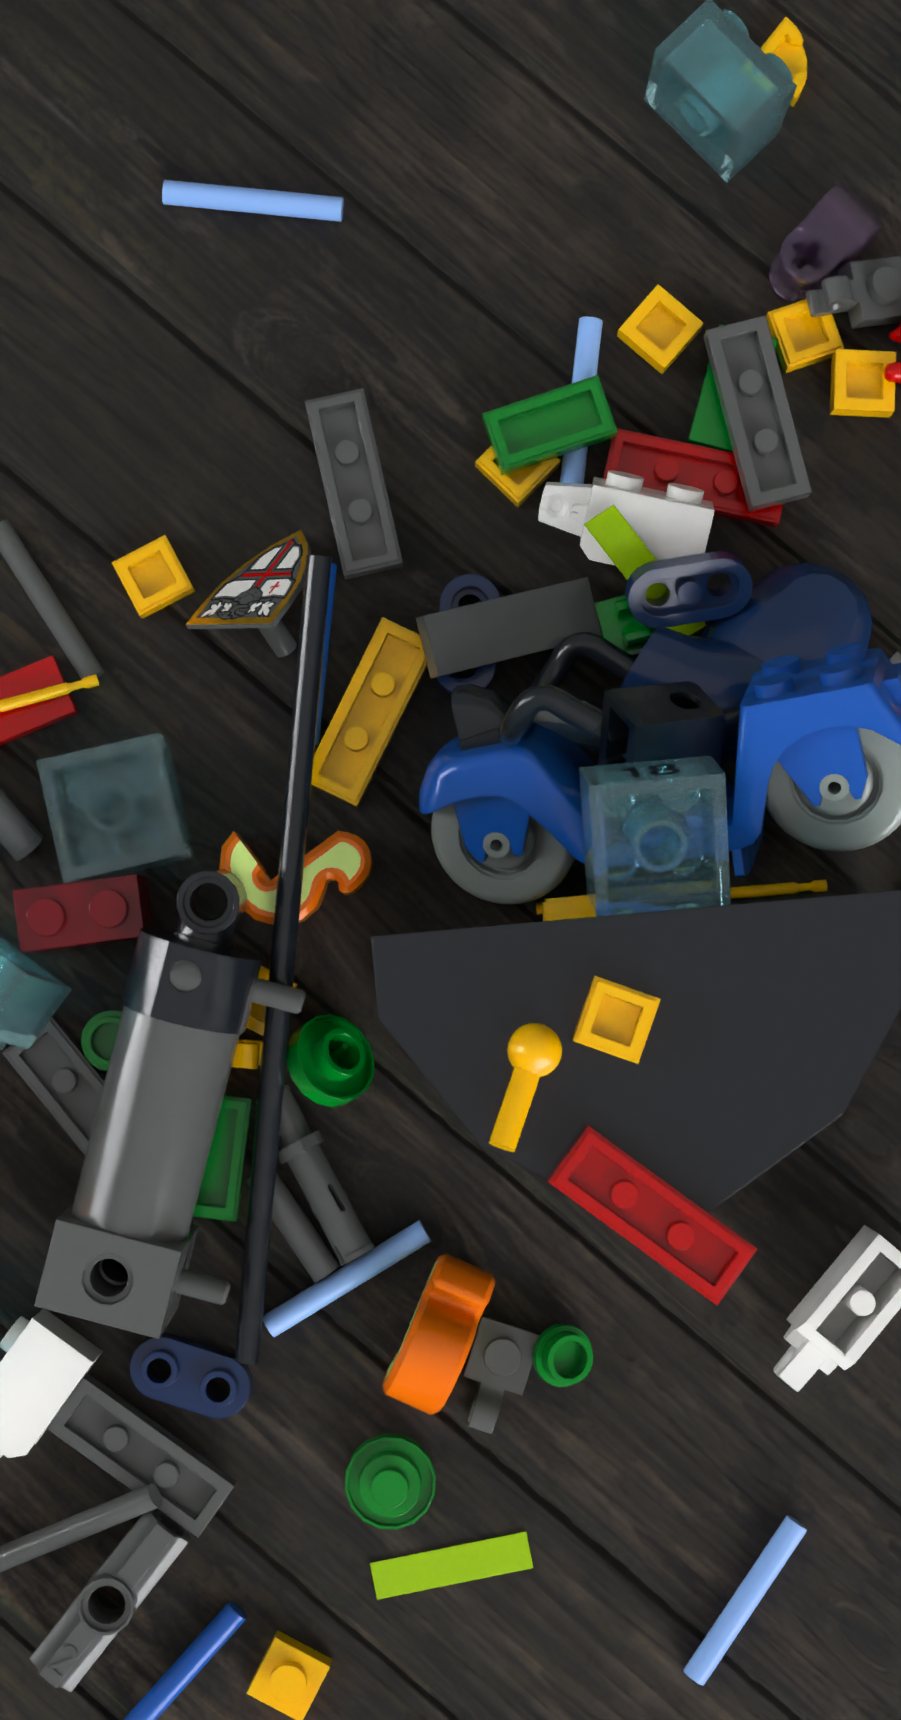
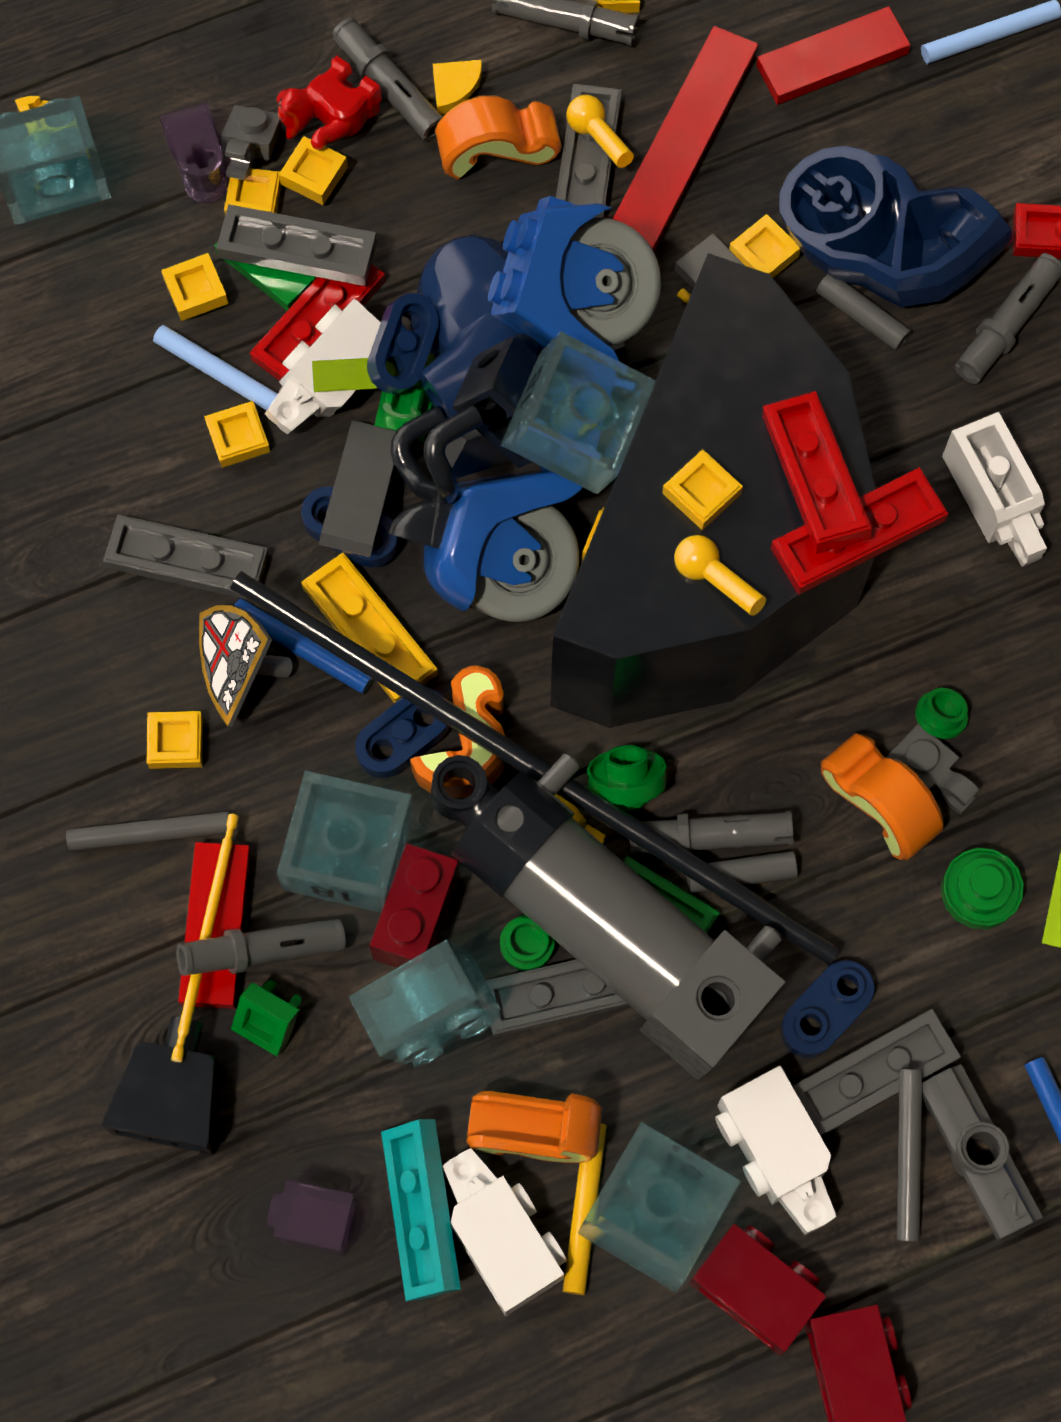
camera: 65 degrees left, 15 degrees down
(266, 809) = (400, 733): none -> dark blue plate
(346, 1278) = (805, 851): light blue bar -> none
(549, 425) = (223, 392): green tile -> none
(693, 1138) = (816, 472): none -> red tile

